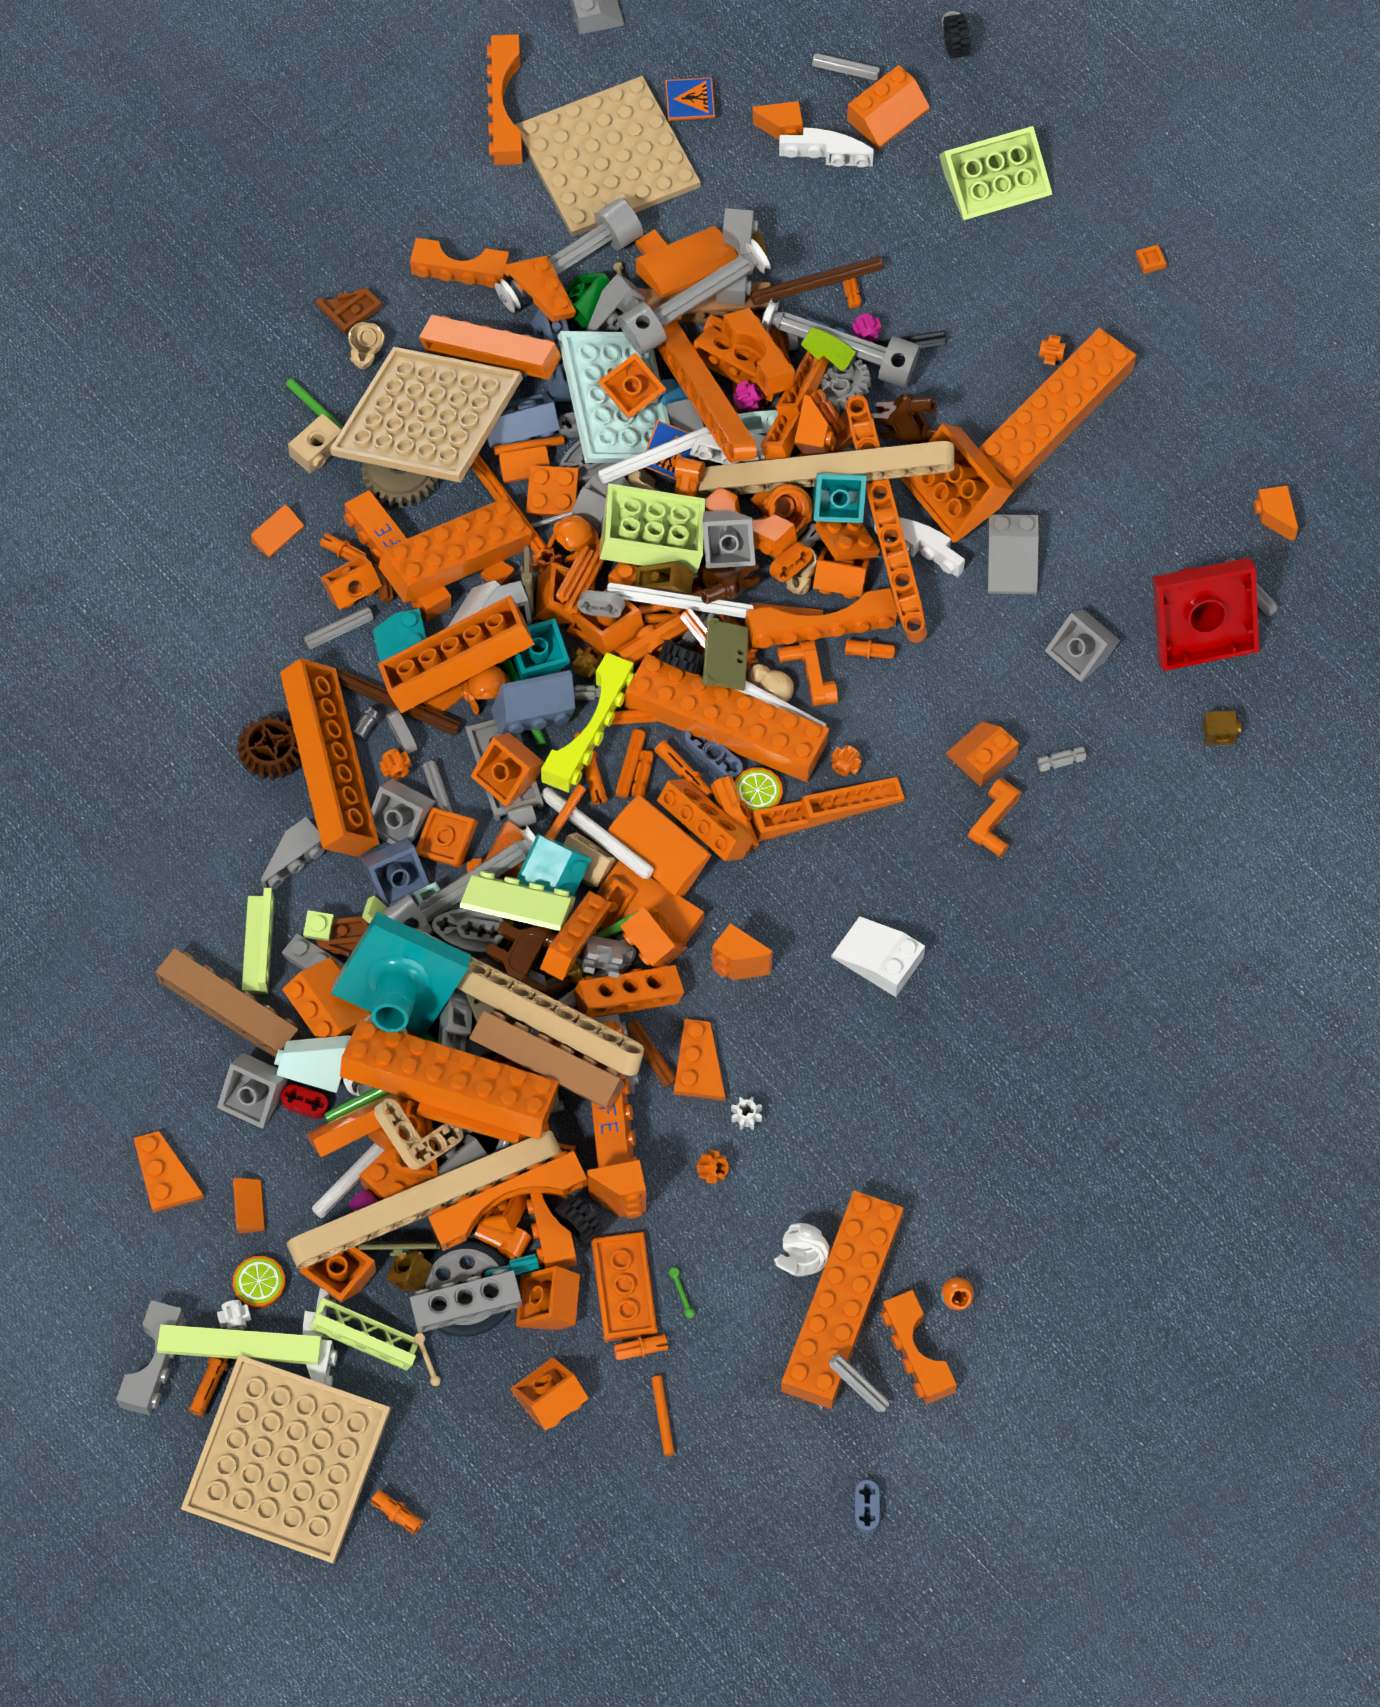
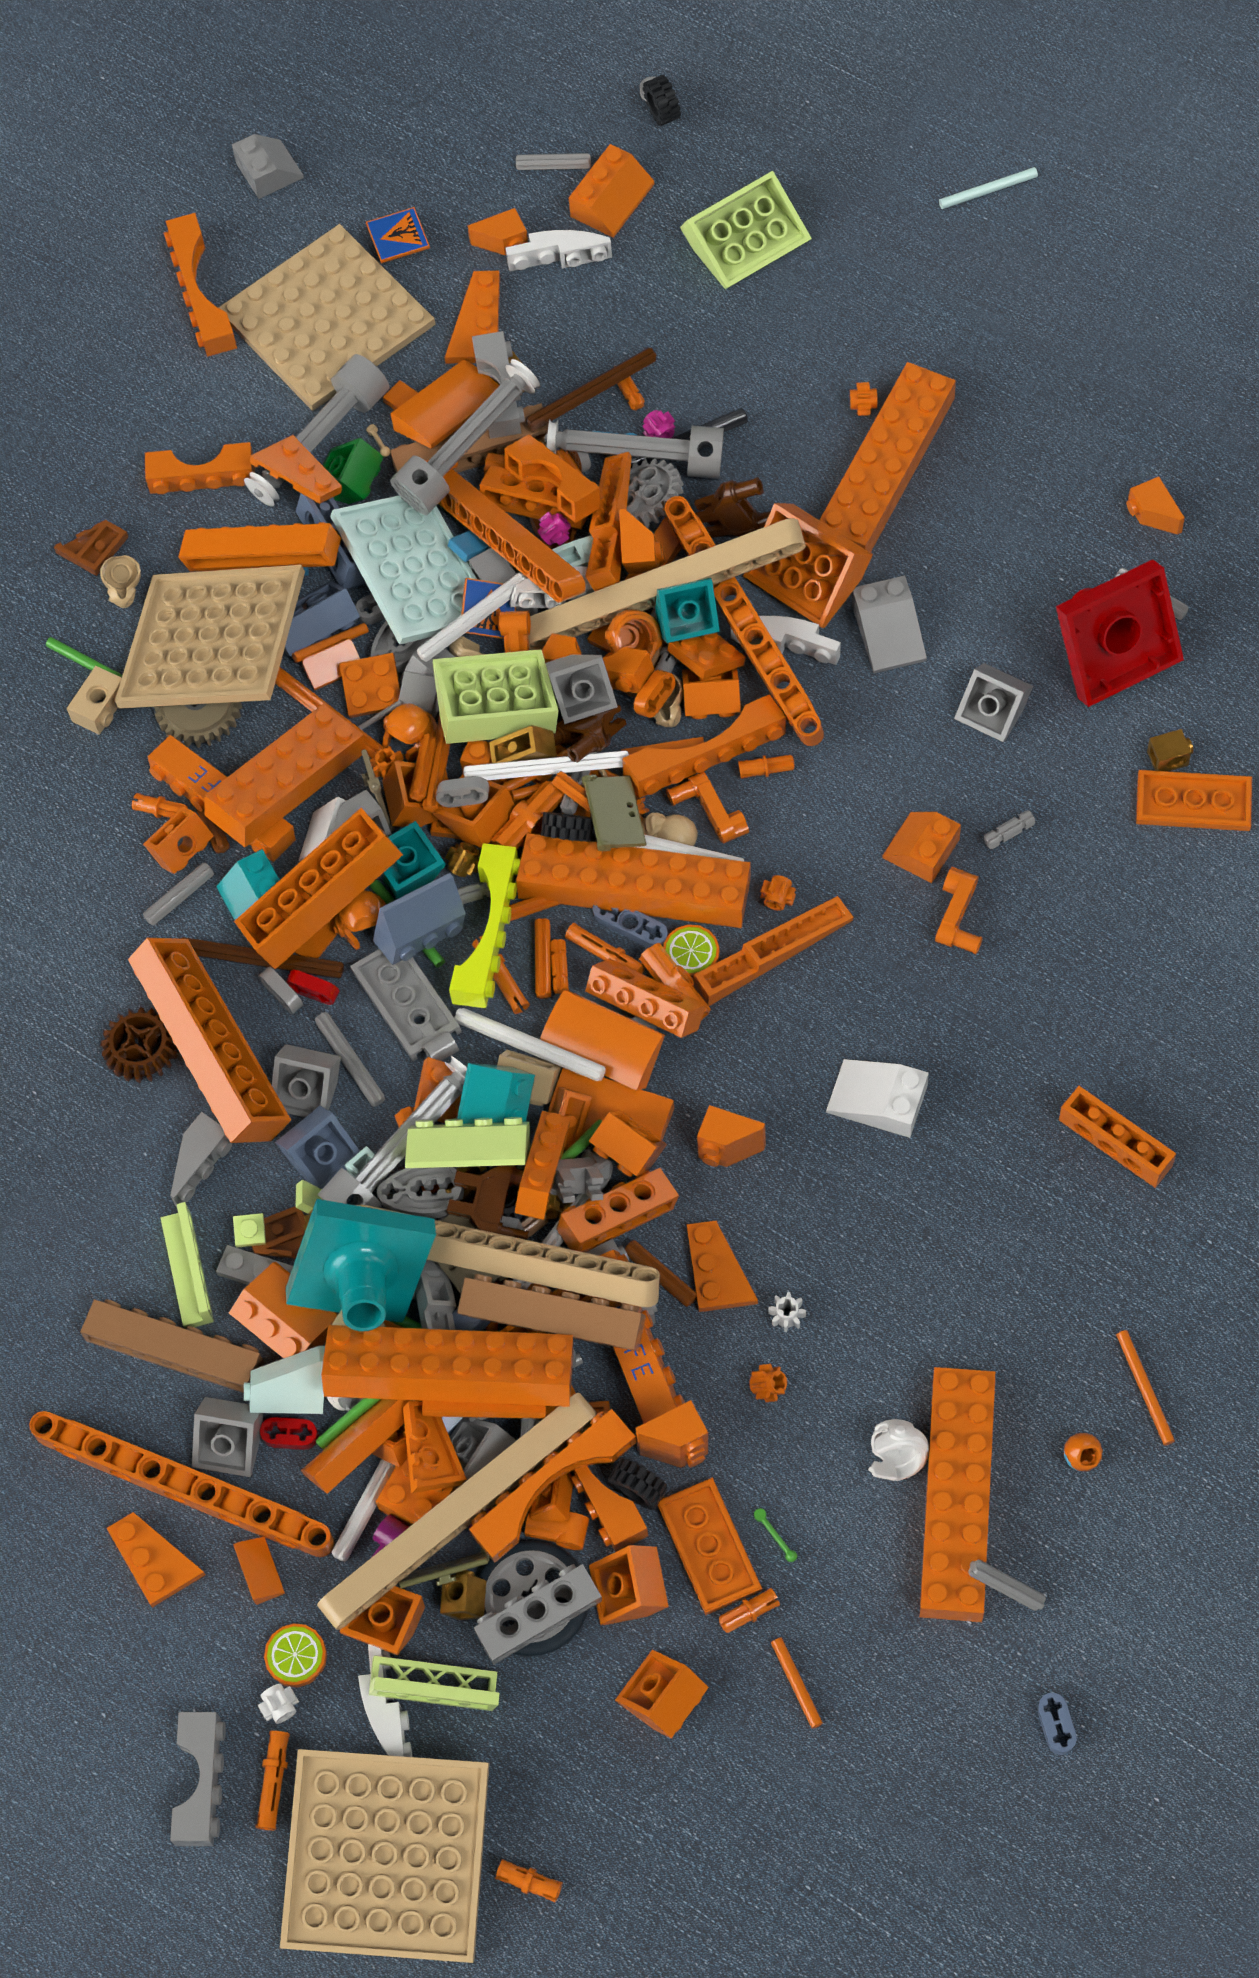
camera: 10 degrees left, 0 degrees up
(205, 1118) = (181, 1484): none -> orange beam
(231, 1343) = (288, 1736): yellowish green tile -> none
(276, 531) = (80, 806): orange slope -> none
(365, 724) = (238, 990): flat silver pin -> none
(395, 764) = (284, 1027): orange gear -> none
(414, 1144) = (430, 1450): tan beam -> none
(419, 1339) = (496, 1672): tan hinge -> none
(429, 737) = (312, 987): none -> red beam
(446, 837) = (364, 1093): orange tile -> none
(499, 572) = (337, 787): orange tile -> none
(507, 768) = (410, 999): orange slope -> none
(519, 1265) = (583, 1555): teal axle -> none
(565, 812) = (489, 1029): orange piece -> none
(614, 300) = (380, 464): light grey slope -> none
(632, 386) = (427, 549): orange slope -> none
(739, 188) = (477, 316): none -> orange wing
(823, 344) = (619, 453): lime slope -> none
(828, 411) = (648, 521): orange axle -> none
(931, 1377) = (1083, 1555): orange arch -> none
(1027, 1253) = (1145, 1388): none -> orange bar
(1069, 1042) = (1117, 1136): none -> orange brick
(1150, 259) = (936, 279): orange tile -> none
(1222, 188) = (988, 188): none -> light aqua bar
(1229, 775) = (1194, 800): none -> orange tile

